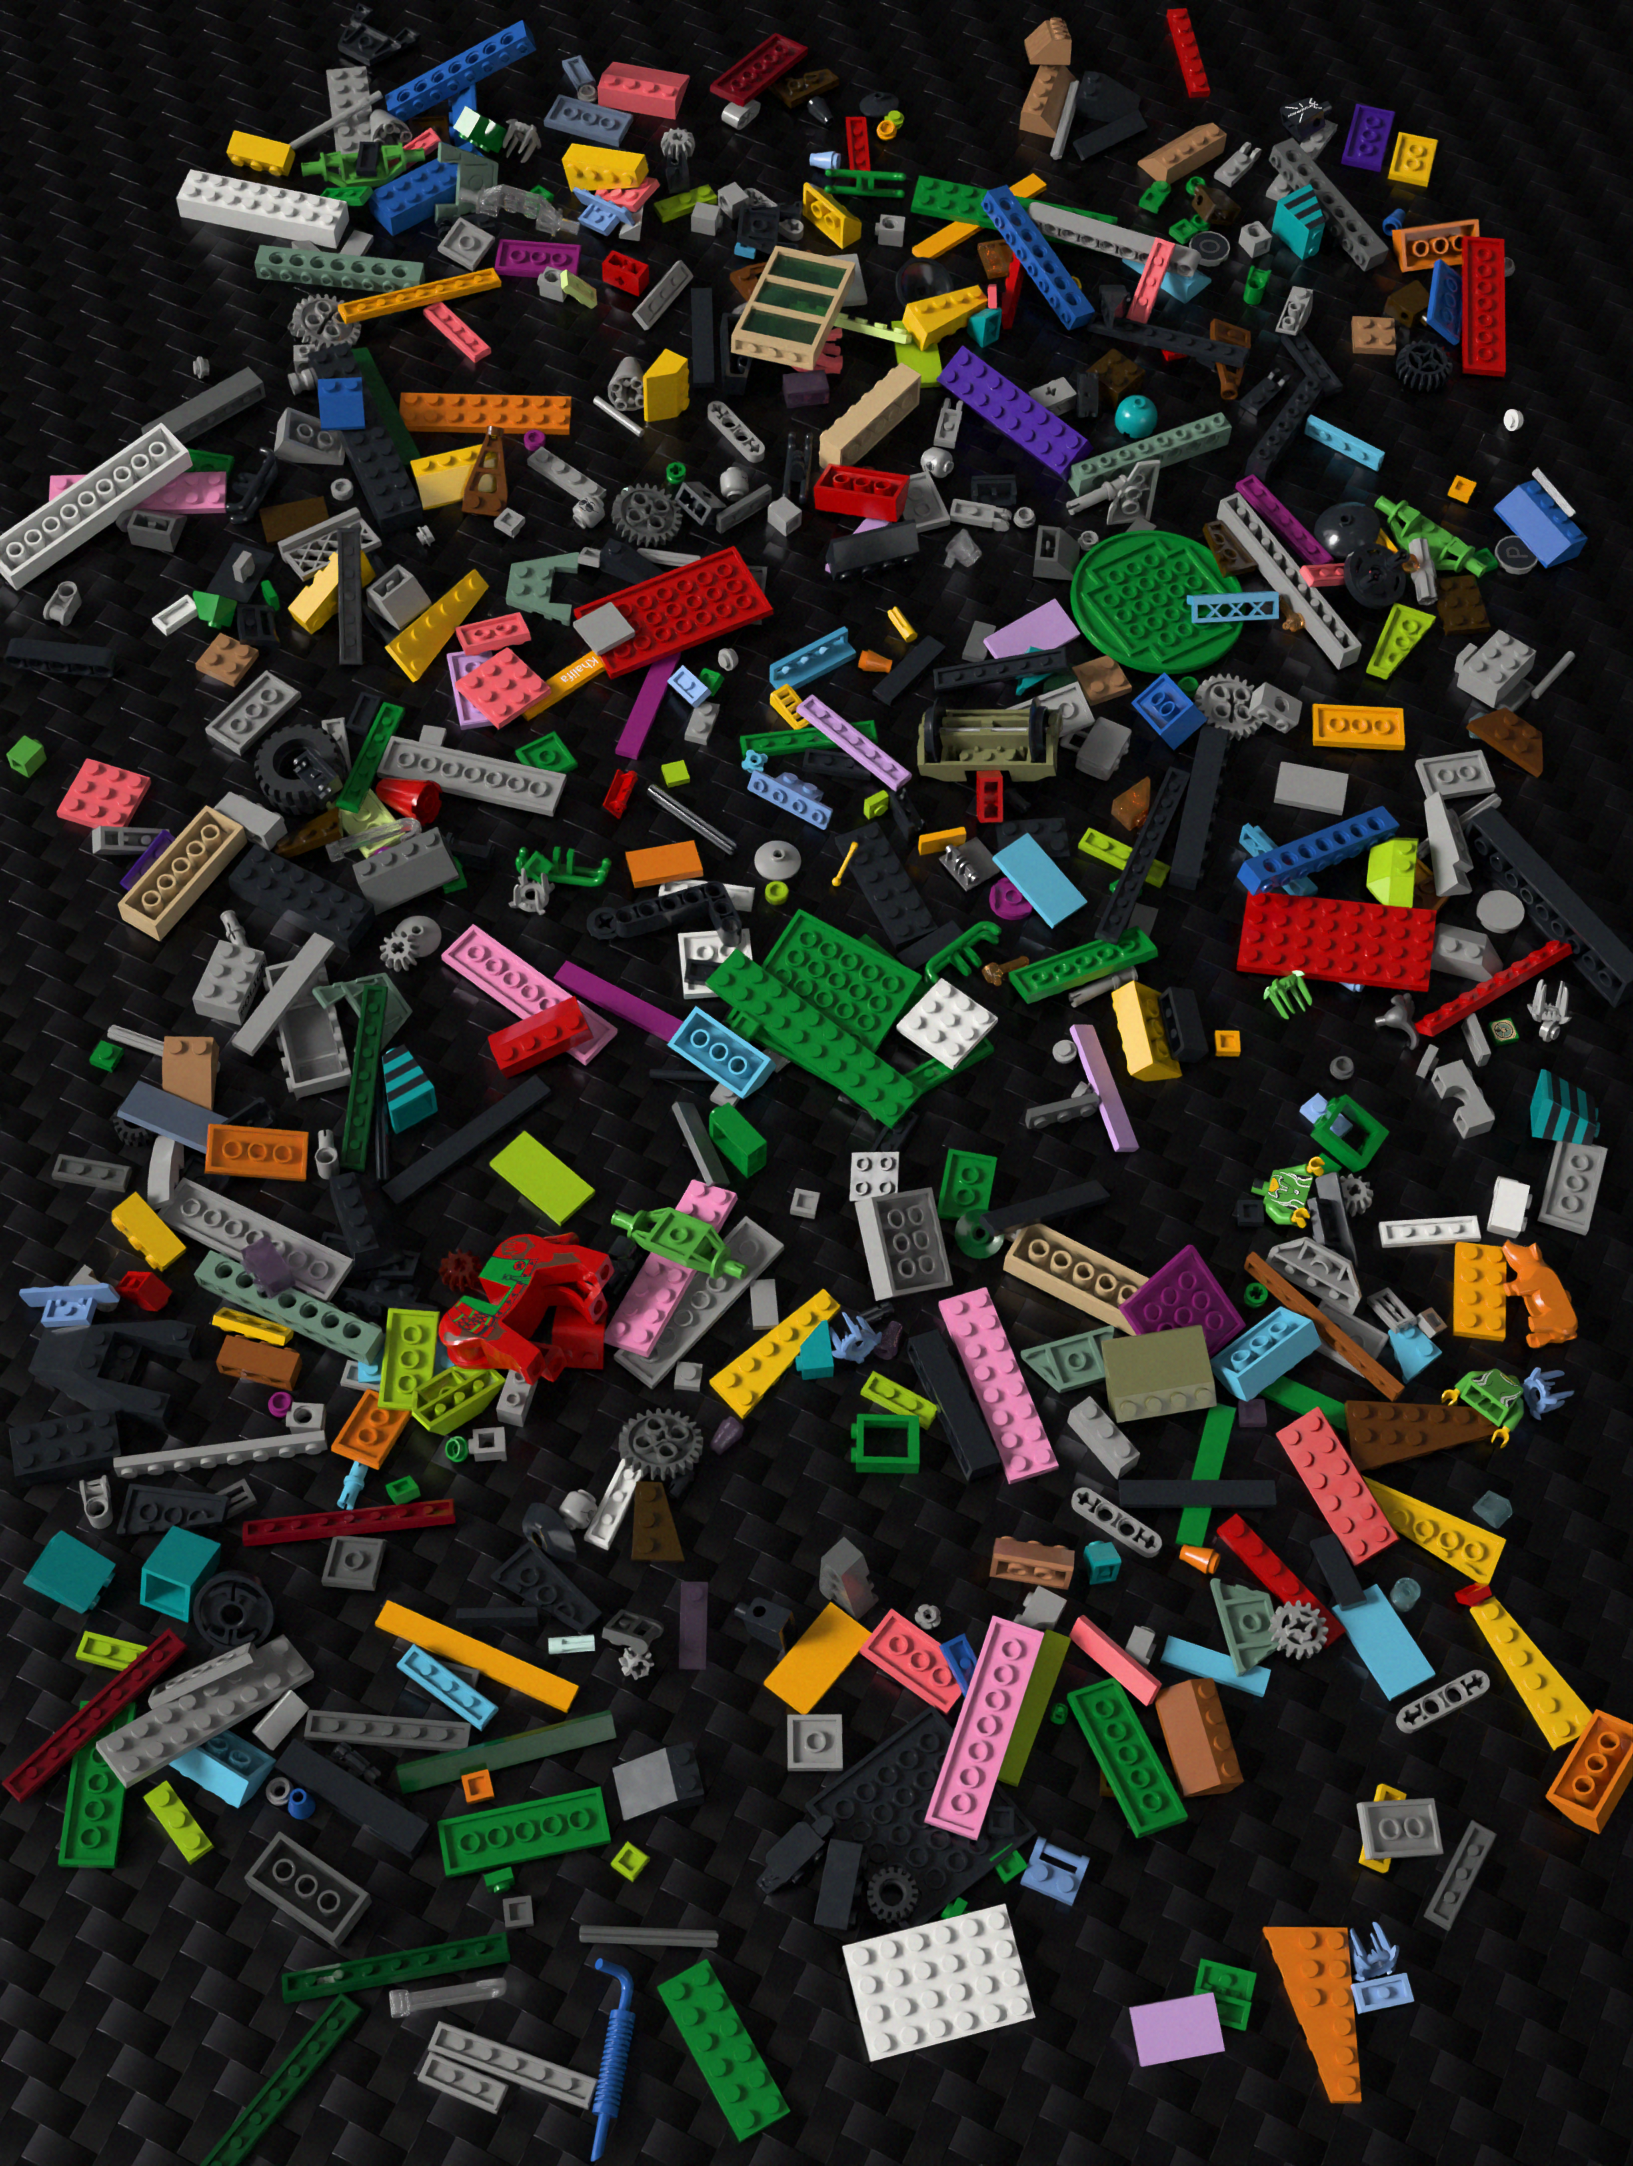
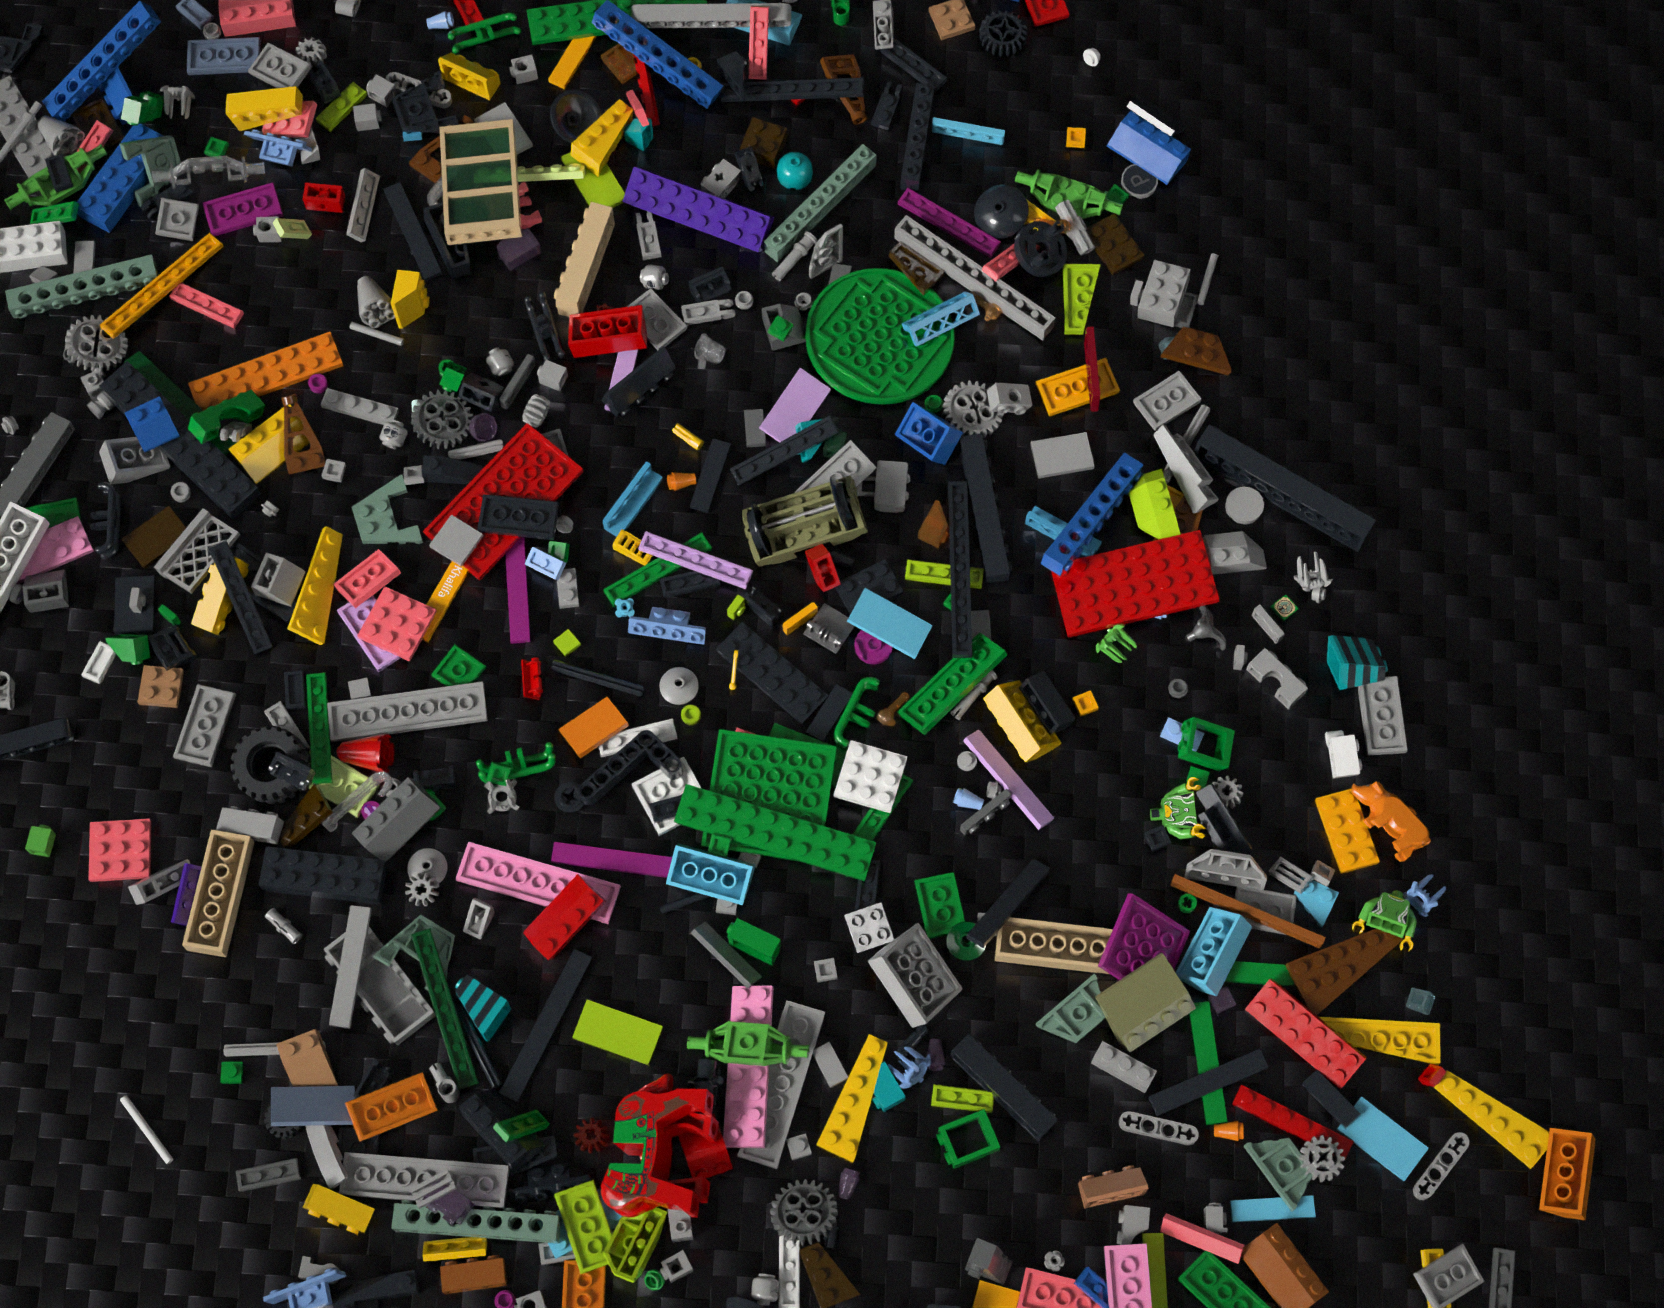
camera: 20 degrees left, 10 degrees up
(144, 1290) = (356, 1255): red slope -> none
(230, 982) = (301, 971): light grey brick -> none
(257, 1239) = (428, 1182): none -> light grey tile
(387, 1224) = (521, 1125): none -> green tile
(422, 446) = (235, 430): none -> light grey hinge
(446, 431) = (244, 407): none -> green arch
(447, 1002) = (478, 918): none -> light grey slope
(641, 140) = (279, 67): none -> light grey tile
(675, 475) = (452, 377): none -> green slope
(681, 630) = (518, 517): none -> black tile
(686, 536) = (483, 427): none -> clear purple hair
(736, 431) = (480, 308): light grey beam -> none
(750, 540) = (536, 410): none -> light grey gear
(998, 1385) = (1028, 1055): bright pink plate -> none
(1046, 1089) = (967, 799): none -> light blue cone
(1050, 549) = (780, 328): none -> green plate
(1059, 1713) = (1176, 1293): green rock -> none
(1101, 680) = (863, 423): medium nougat plate -> none
(1101, 1562) = (1161, 1165): teal slope -> none
(1380, 707) = (1092, 369): none -> dark red tile
(1402, 1599) = (1383, 1100): clear light blue wheel -> none
(1429, 1231) = (1292, 797): white tile -> none
(1493, 988) = (1265, 576): red plate -> none

